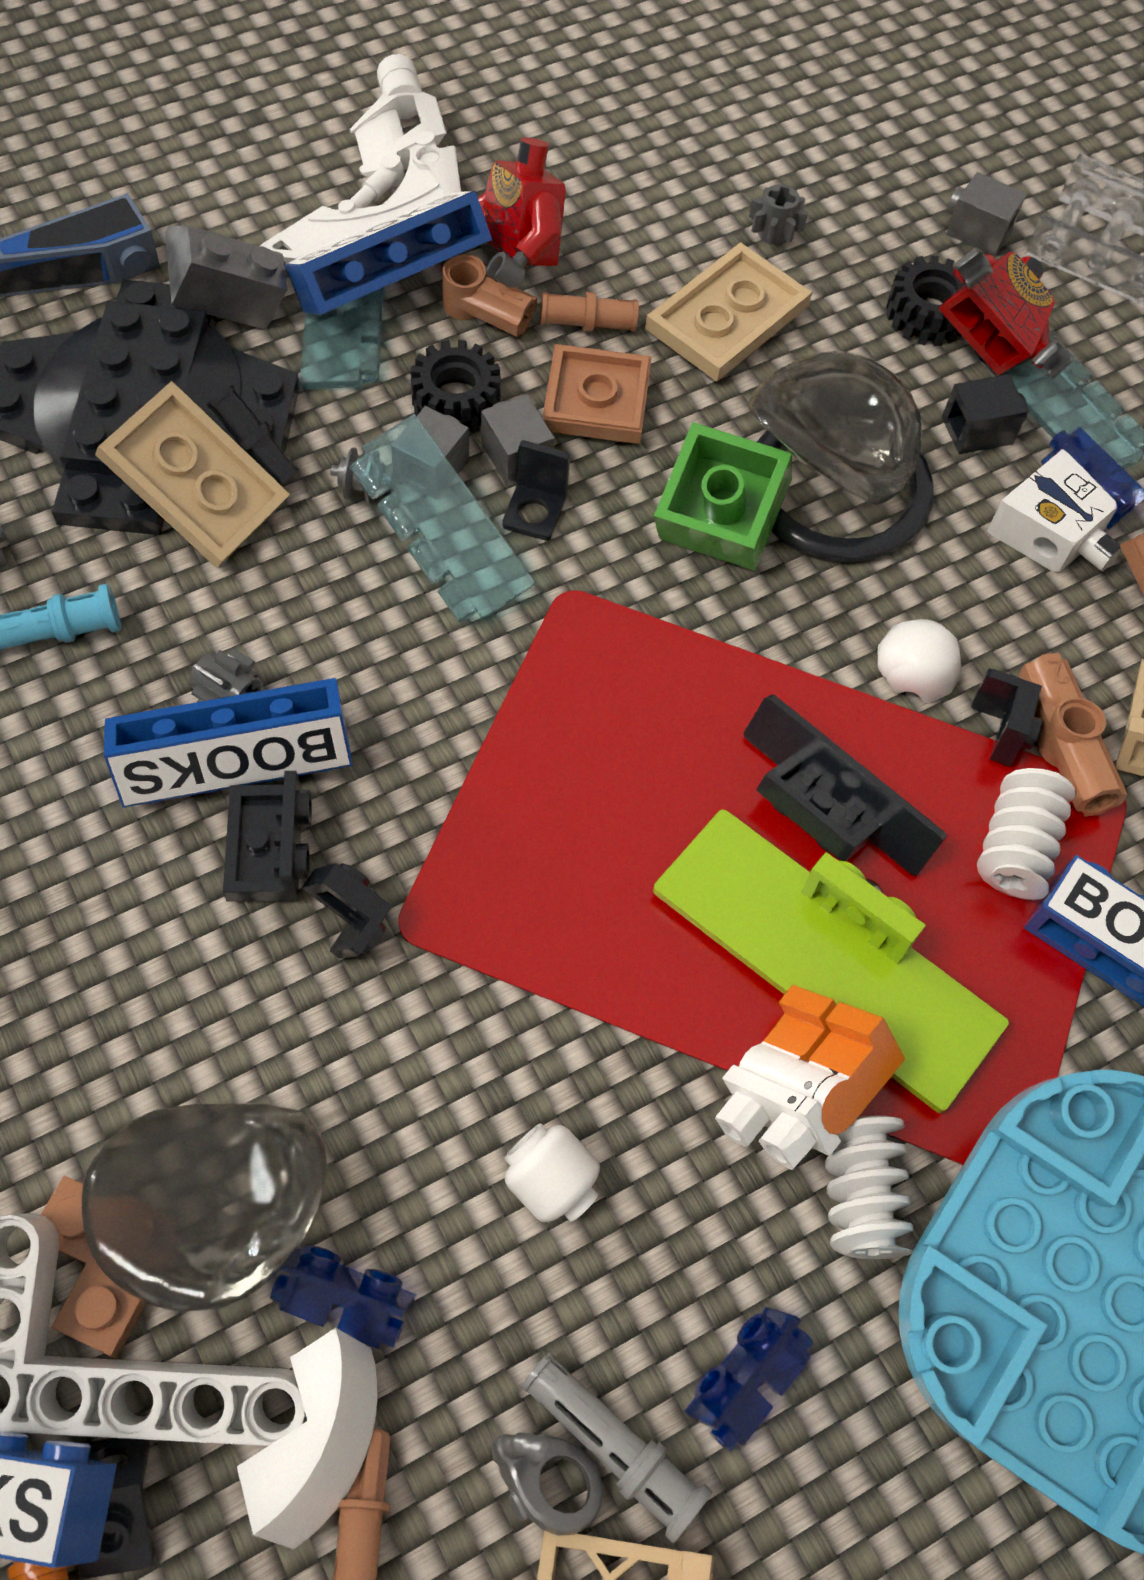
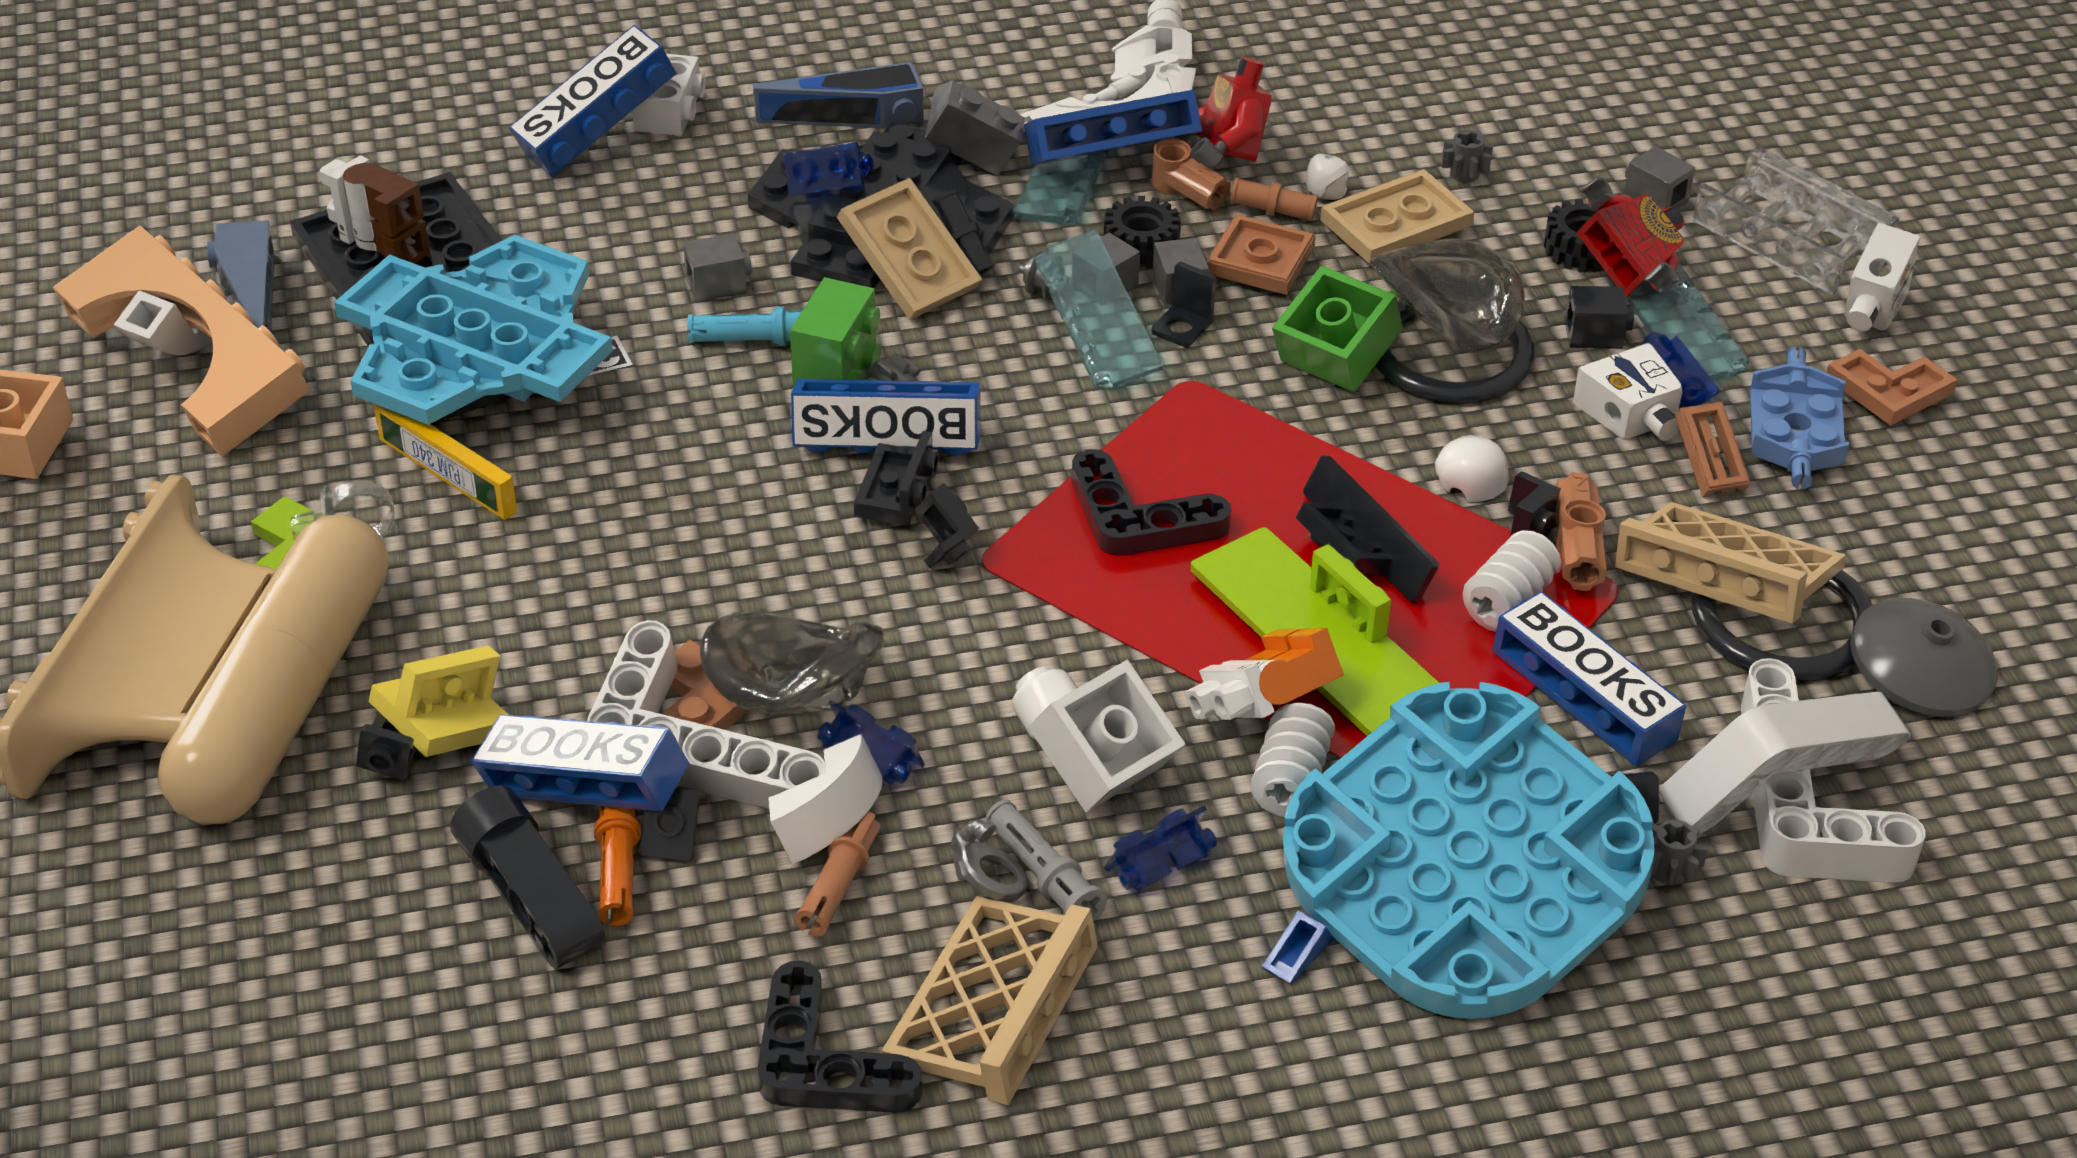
camera: 20 degrees right, 20 degrees down
(64, 377) = (826, 168): none -> clear blue hinge
(137, 643) = (836, 333): none -> bright green brick
(555, 828) = (1127, 519): none -> black beam
(639, 270) = (1327, 177): none -> white piece
(647, 1233) = (1106, 735): none -> white brick
(958, 1492) = (1297, 947): none -> blue piece

